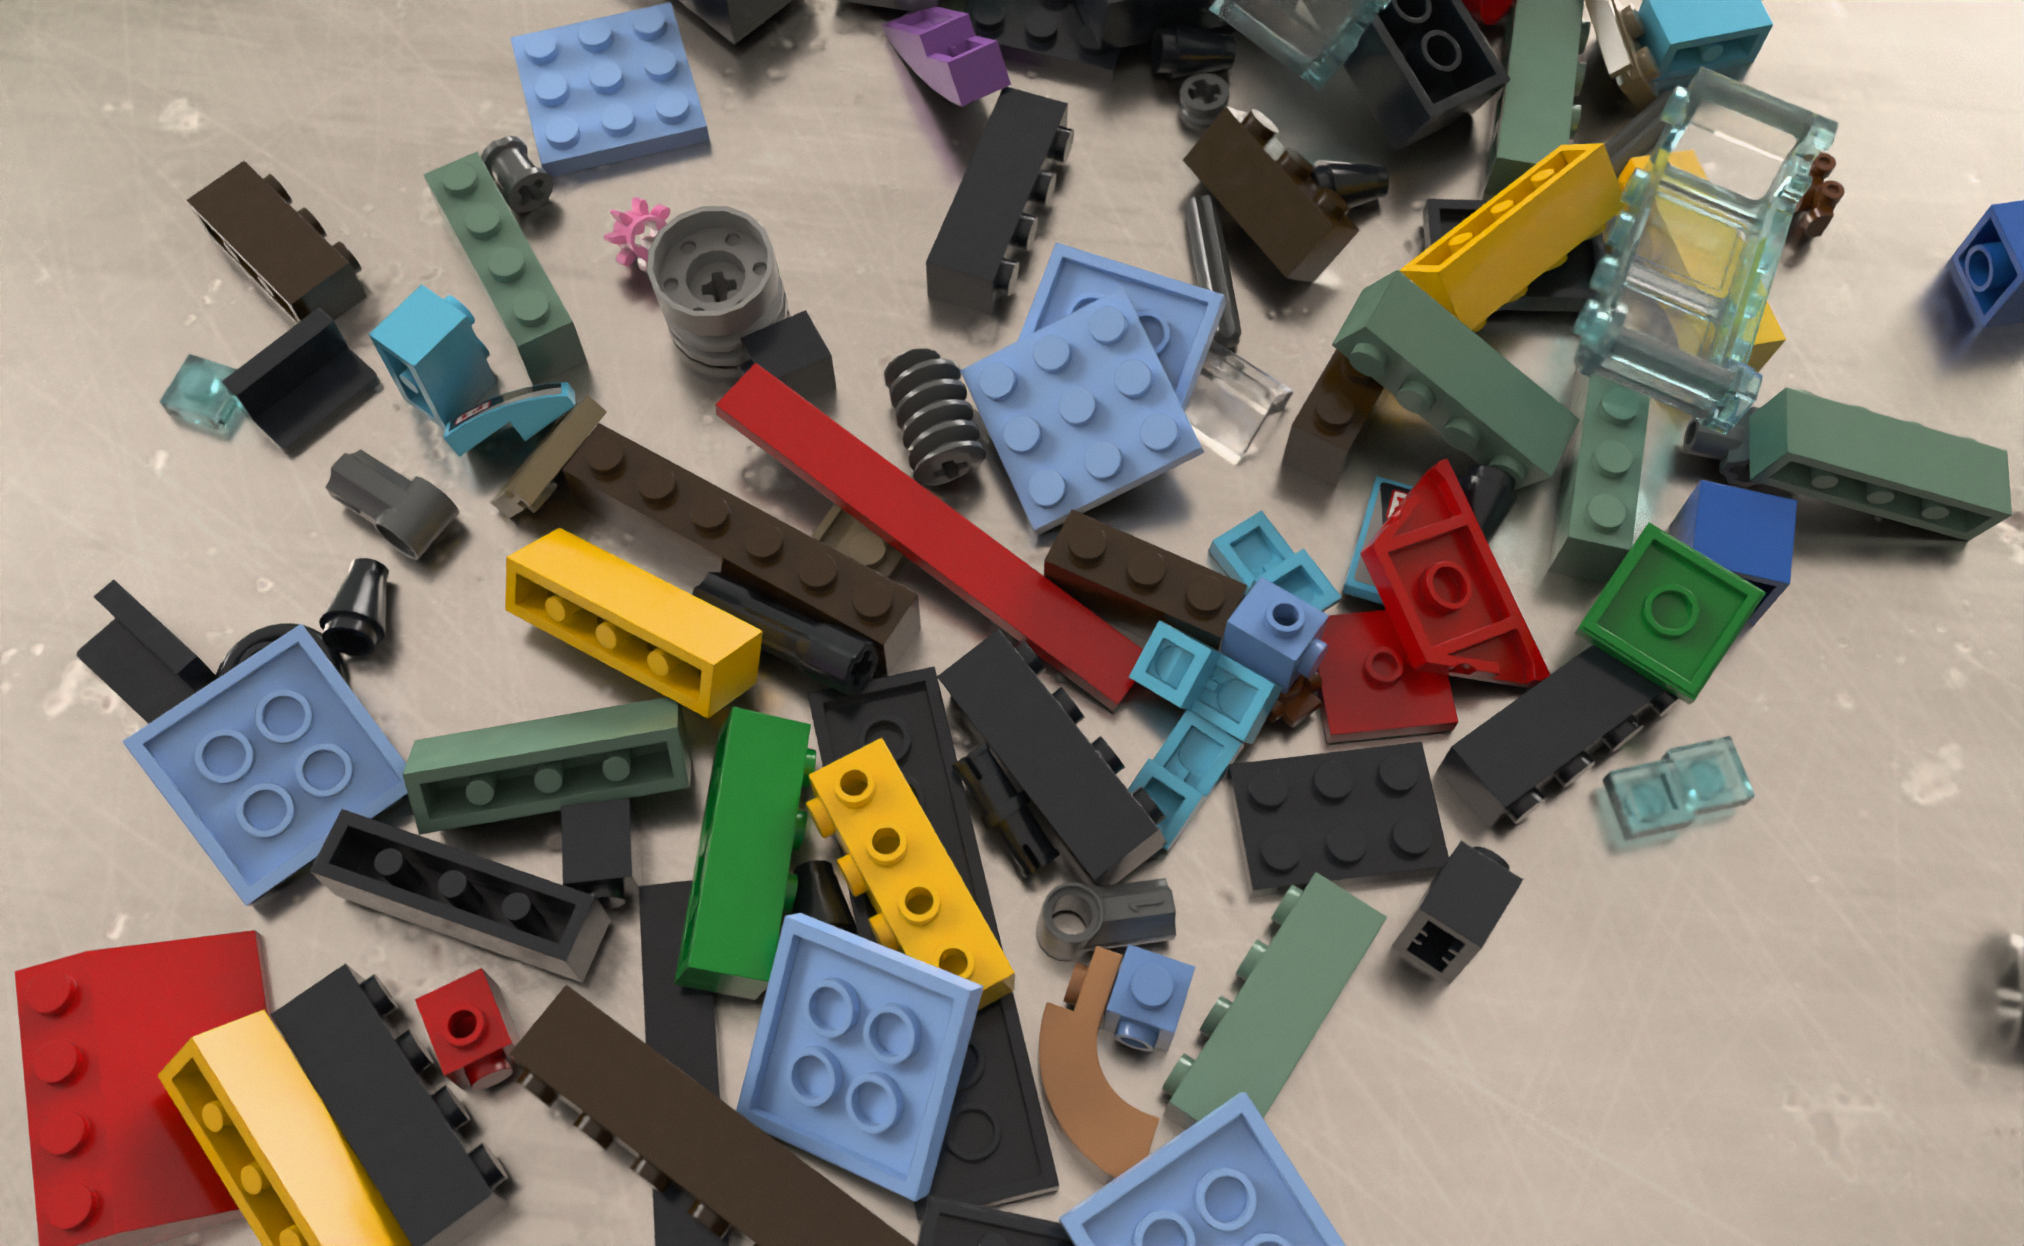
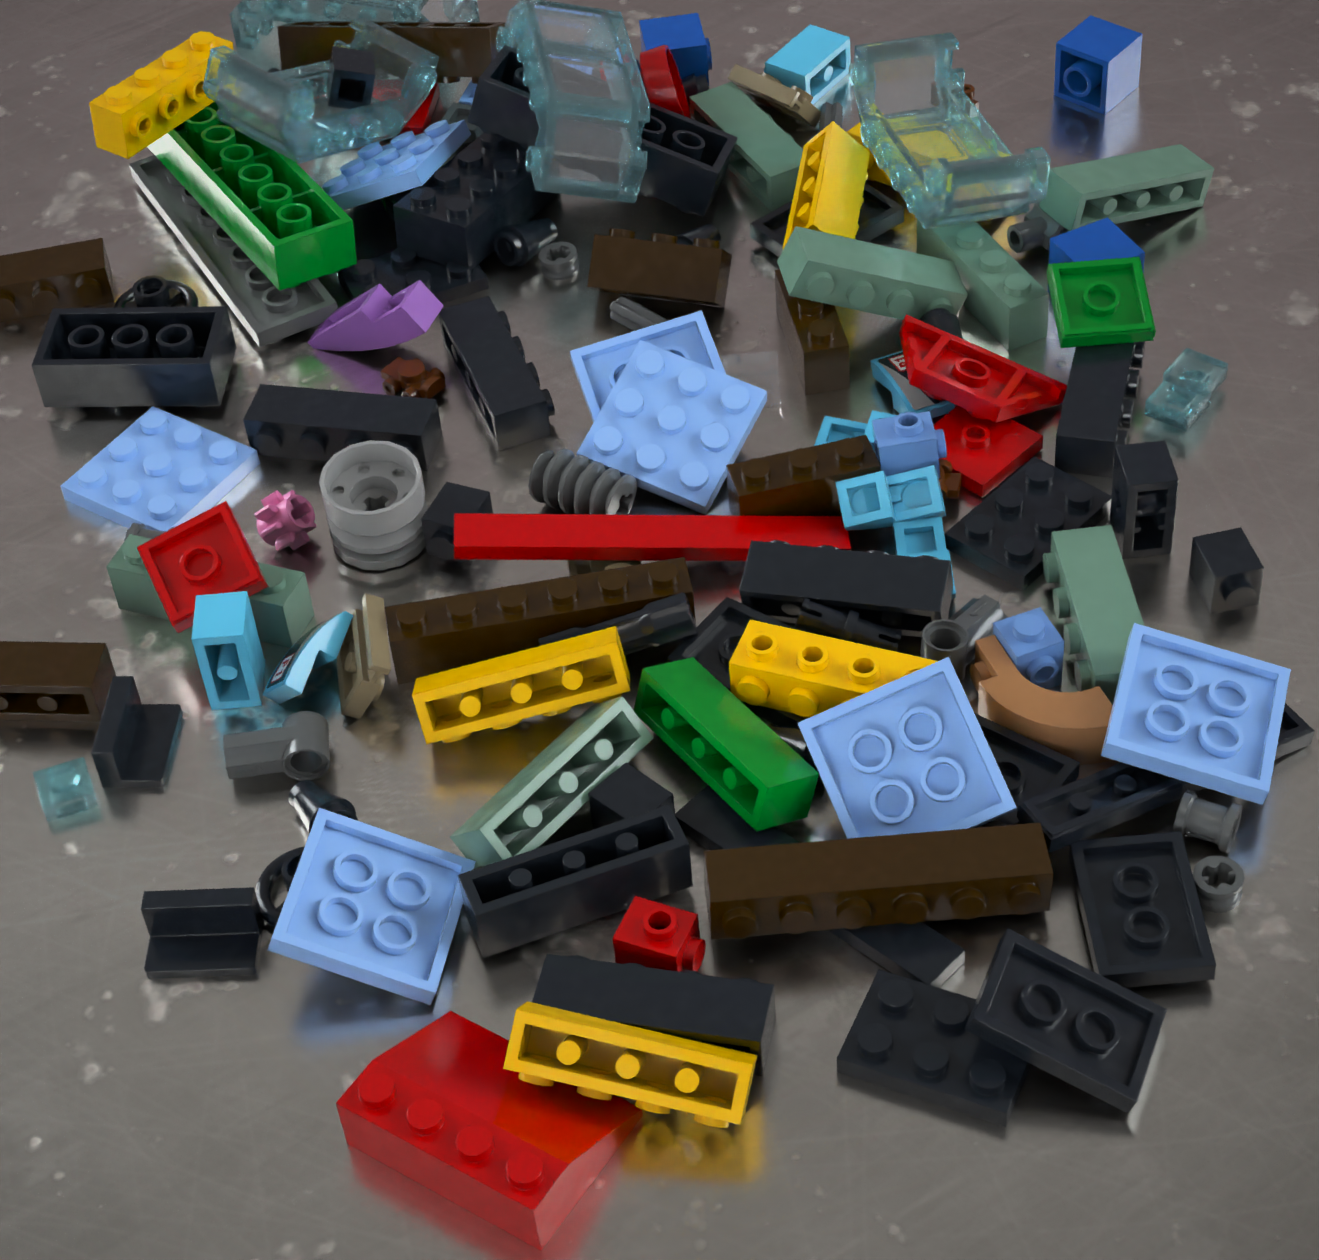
camera: 35 degrees left, 20 degrees down
(475, 246) = (200, 559): none -> red plate
(801, 161) = (323, 422): none -> black brick
(925, 142) = (413, 378): none -> reddish brown piece
(1466, 1074) = (1226, 570): none -> black brick

